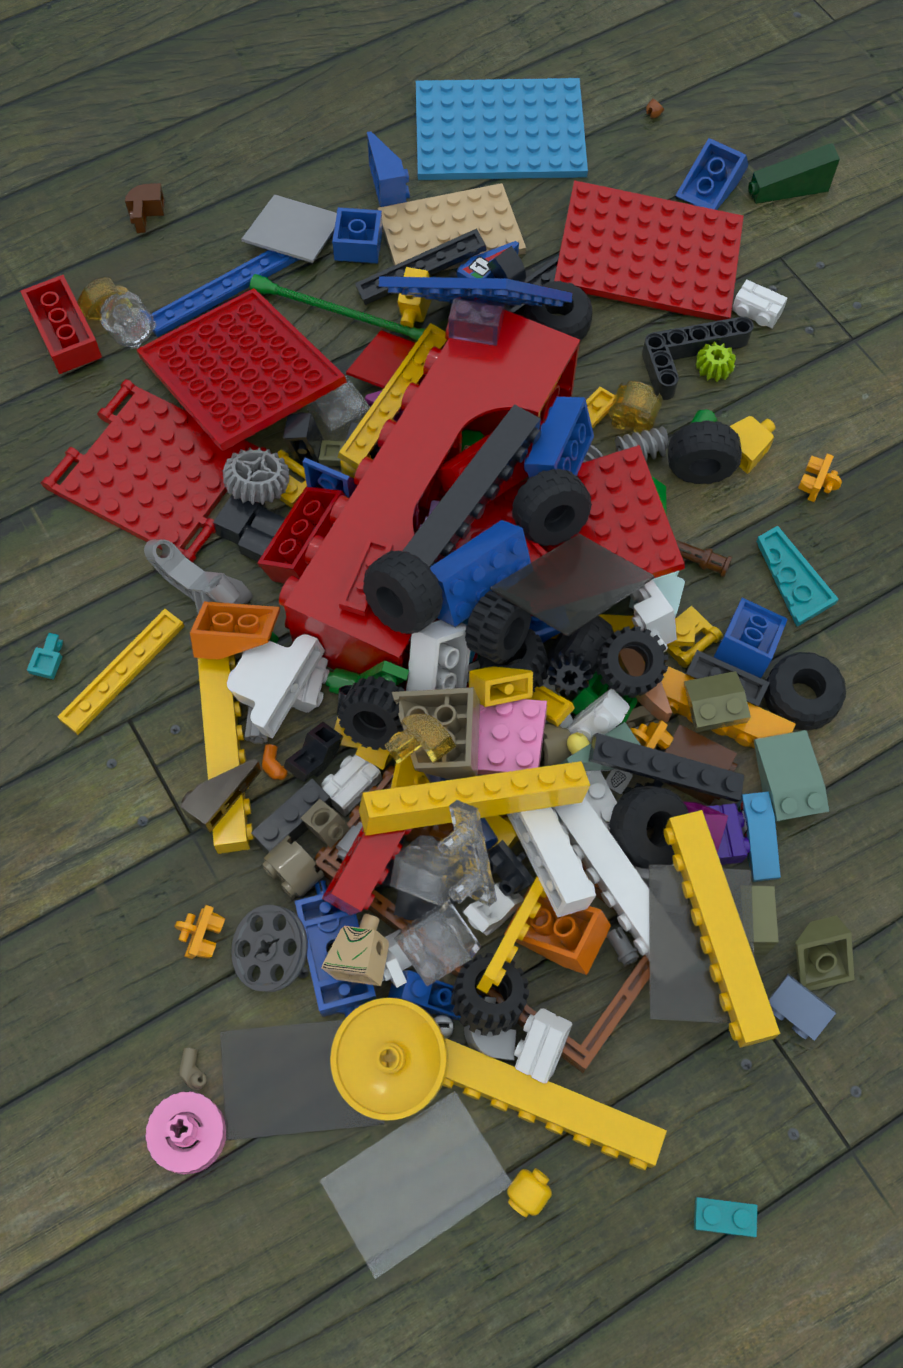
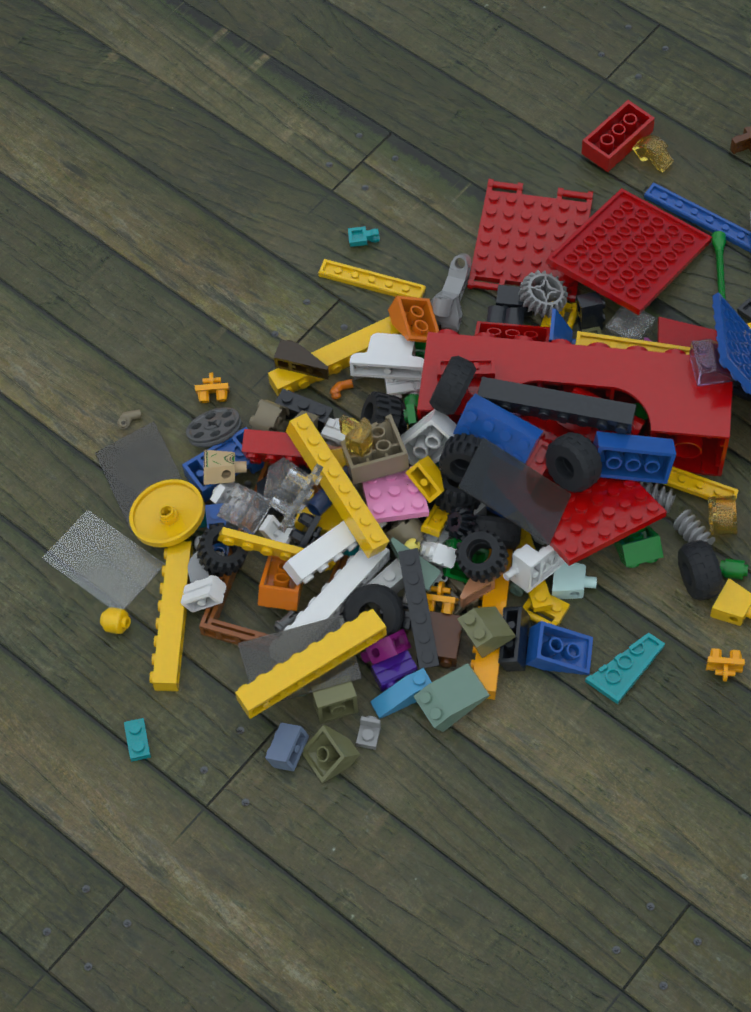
camera: 75 degrees right, 5 degrees down
(127, 319) = (640, 171): clear brick -> none
(170, 1117) = (89, 420): bright pink piece -> none
(316, 754) = (348, 404): black brick -> none
(707, 557) = (615, 602): reddish brown pin -> none
(801, 897) = (368, 732): none -> light grey bracket
(814, 672) = (524, 711): black tyre -> none

